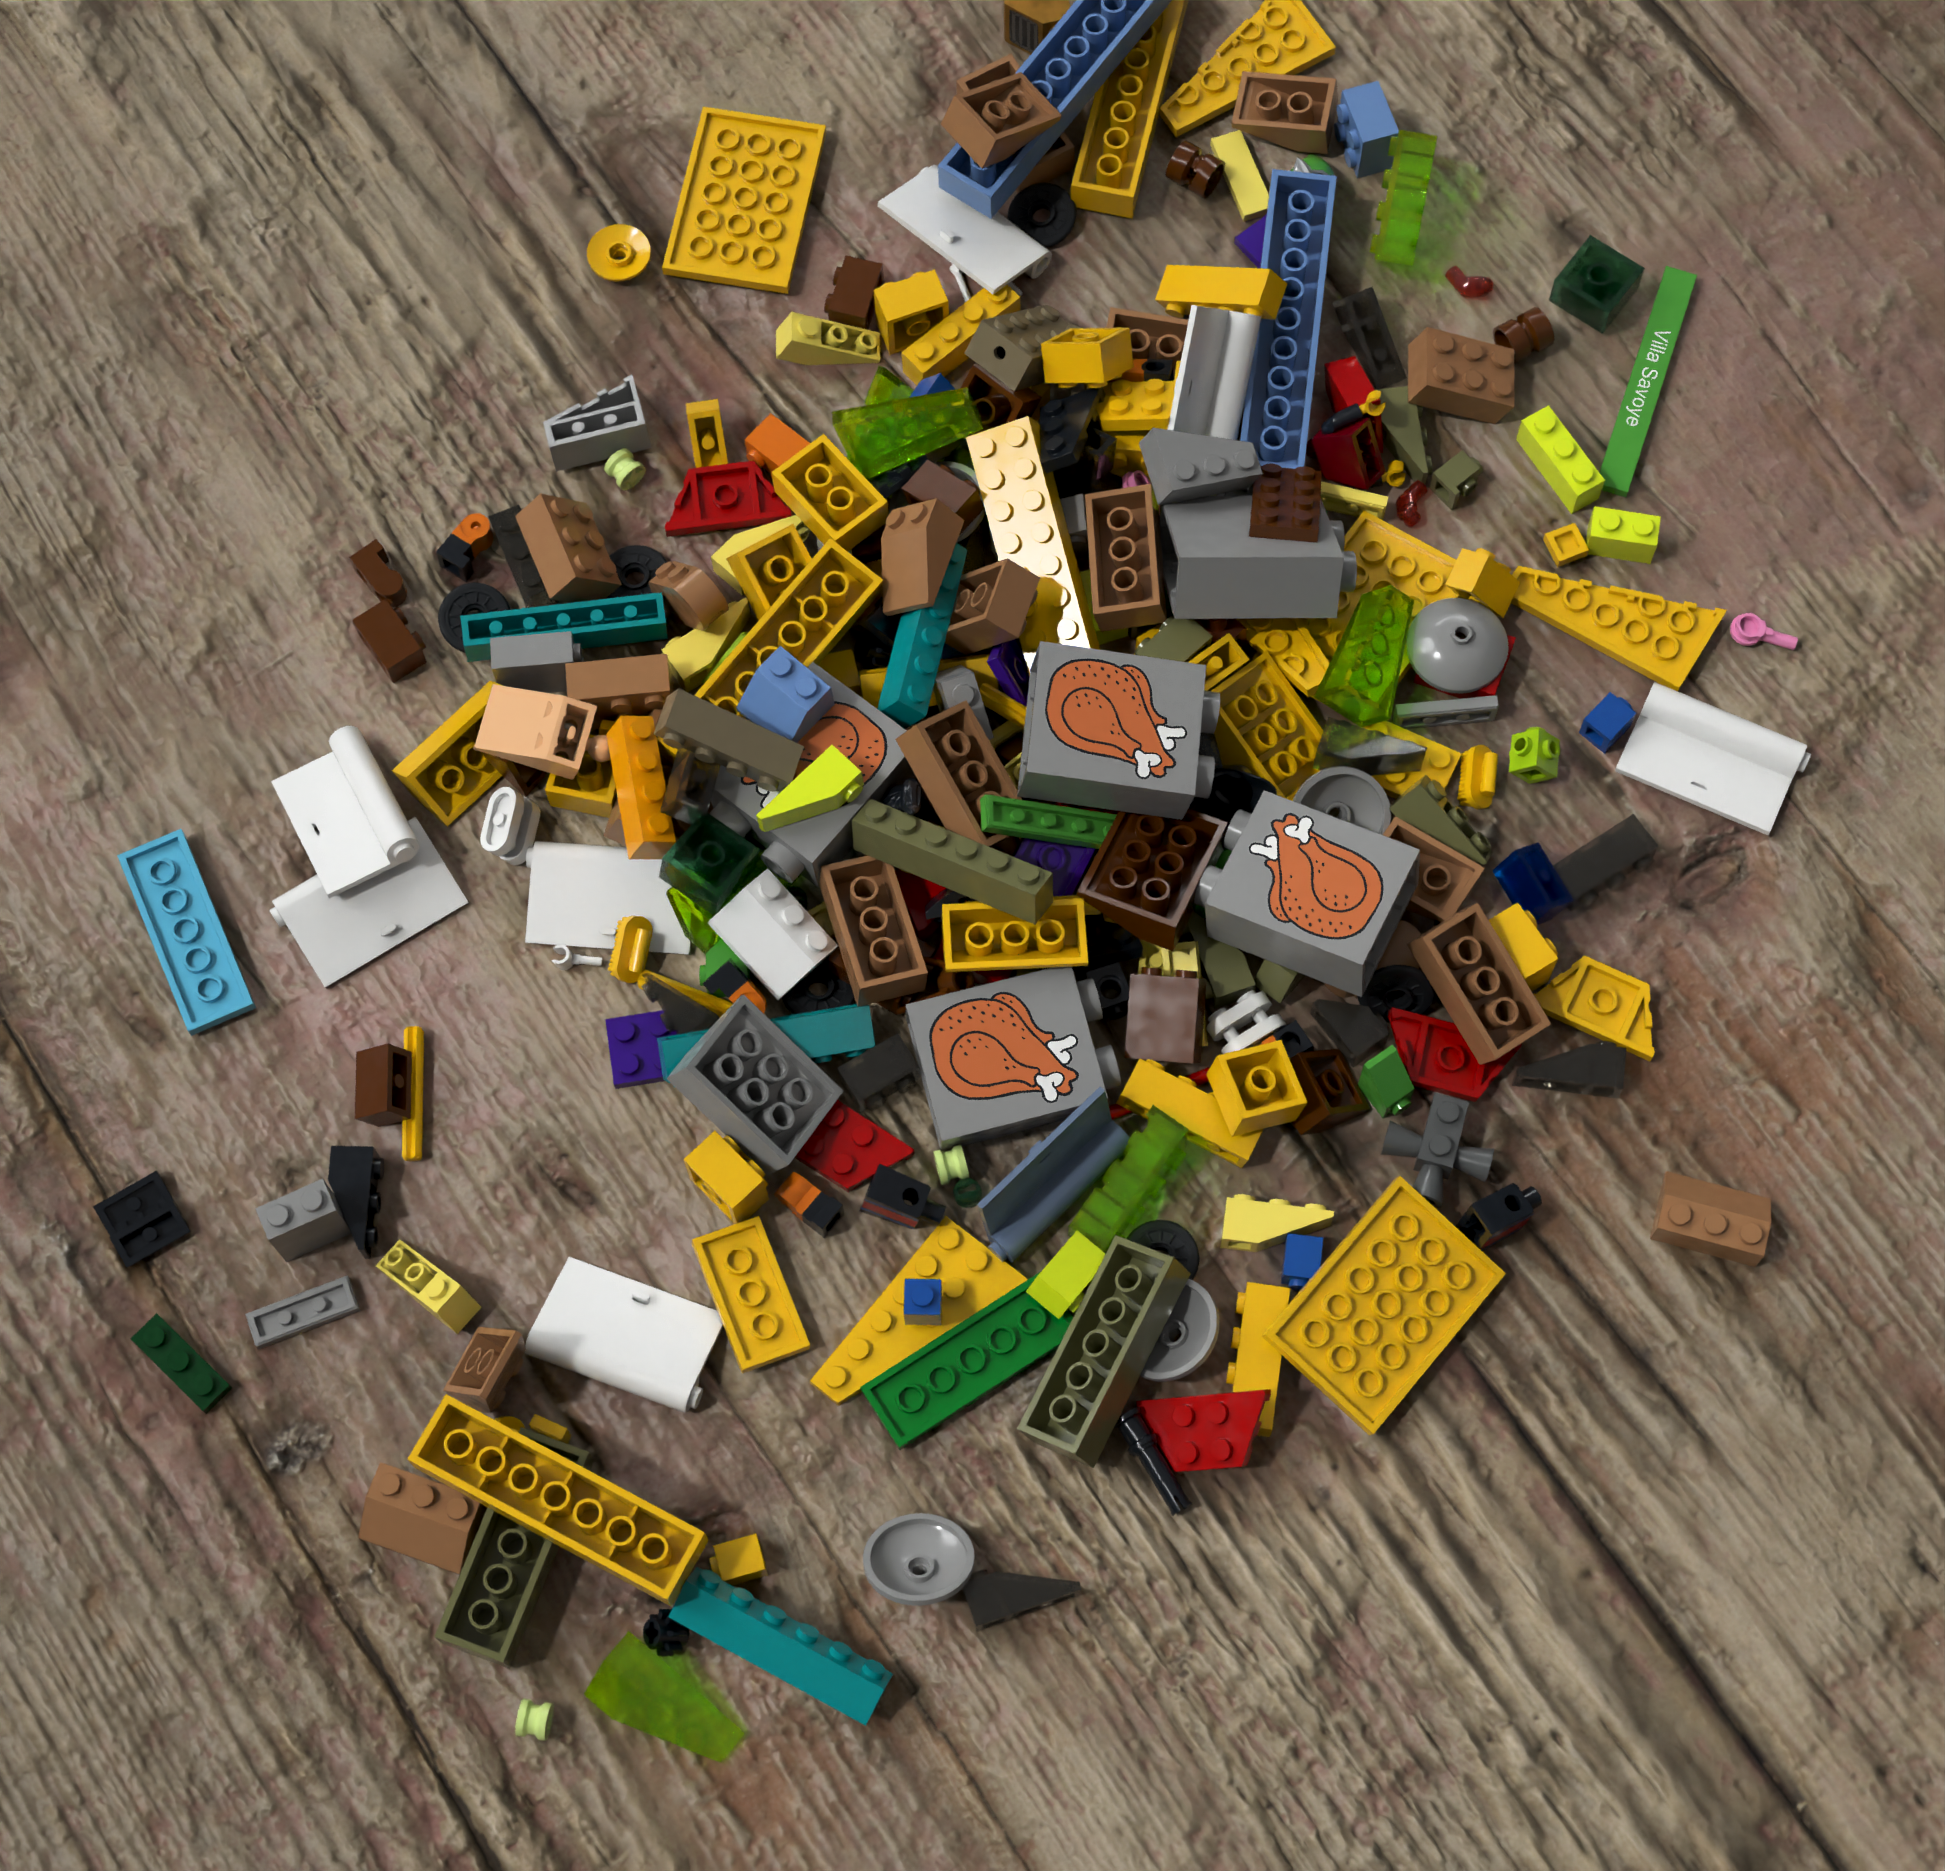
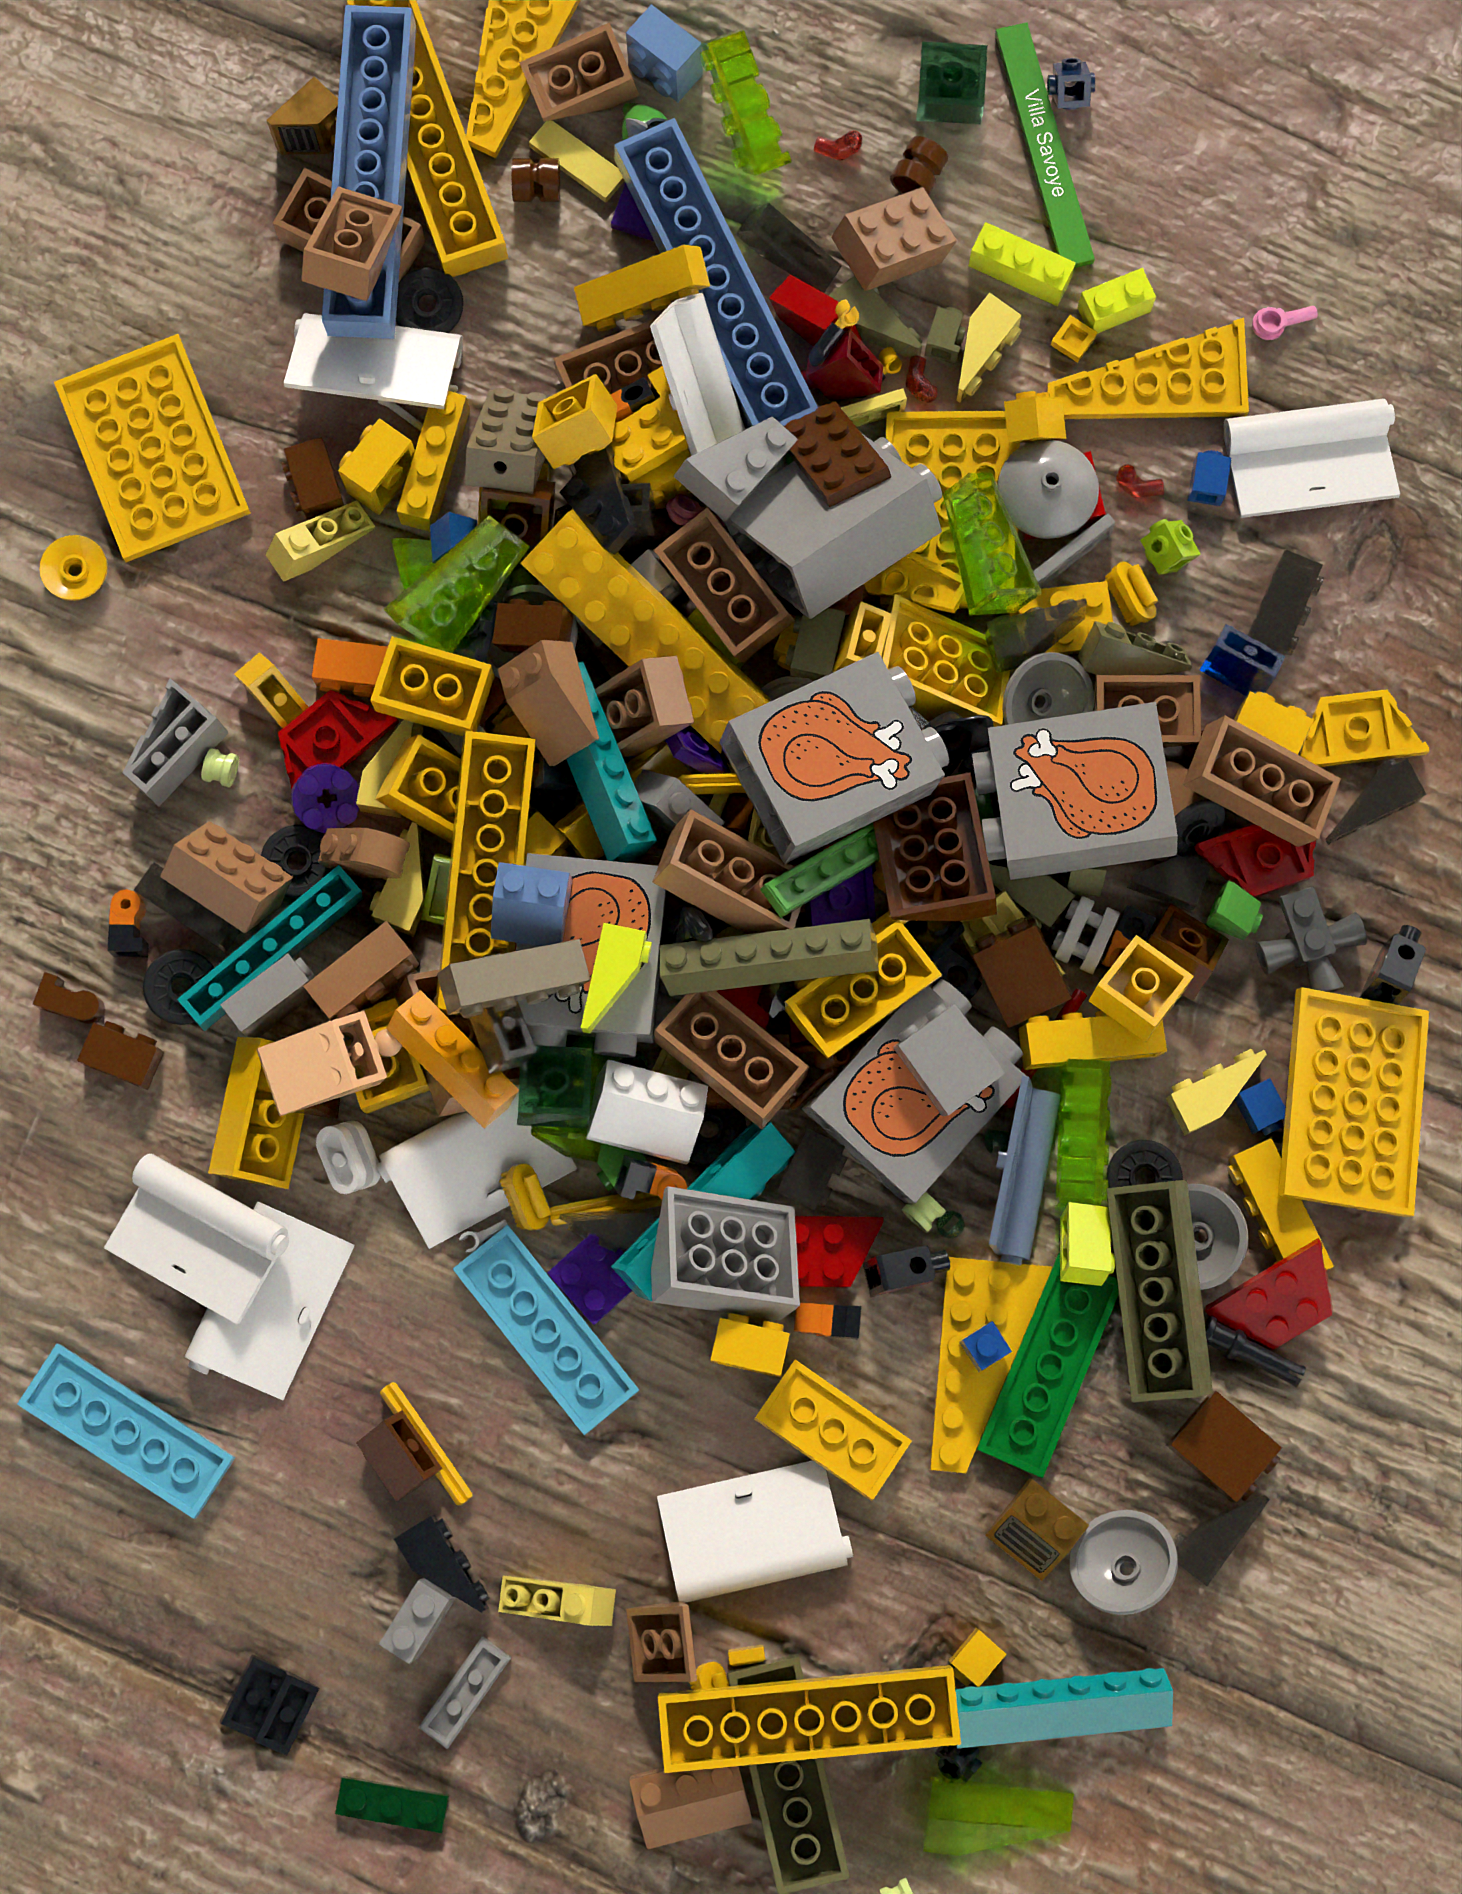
camera: 35 degrees left, 10 degrees up
(572, 1064) = (546, 1329): none -> medium azure plate
(684, 522) = (310, 786): none -> dark purple plate
(865, 1487) = (1037, 1529): none -> pearl gold slope
(1047, 1035) = (947, 1058): none -> light grey brick
(1074, 1524) = (1225, 1447): none -> reddish brown brick
(1491, 499) = (987, 333): none -> light yellow slope
(1540, 693) = (1136, 486): none -> clear red arm
(1692, 350) = (1078, 91): none -> dark blue brick

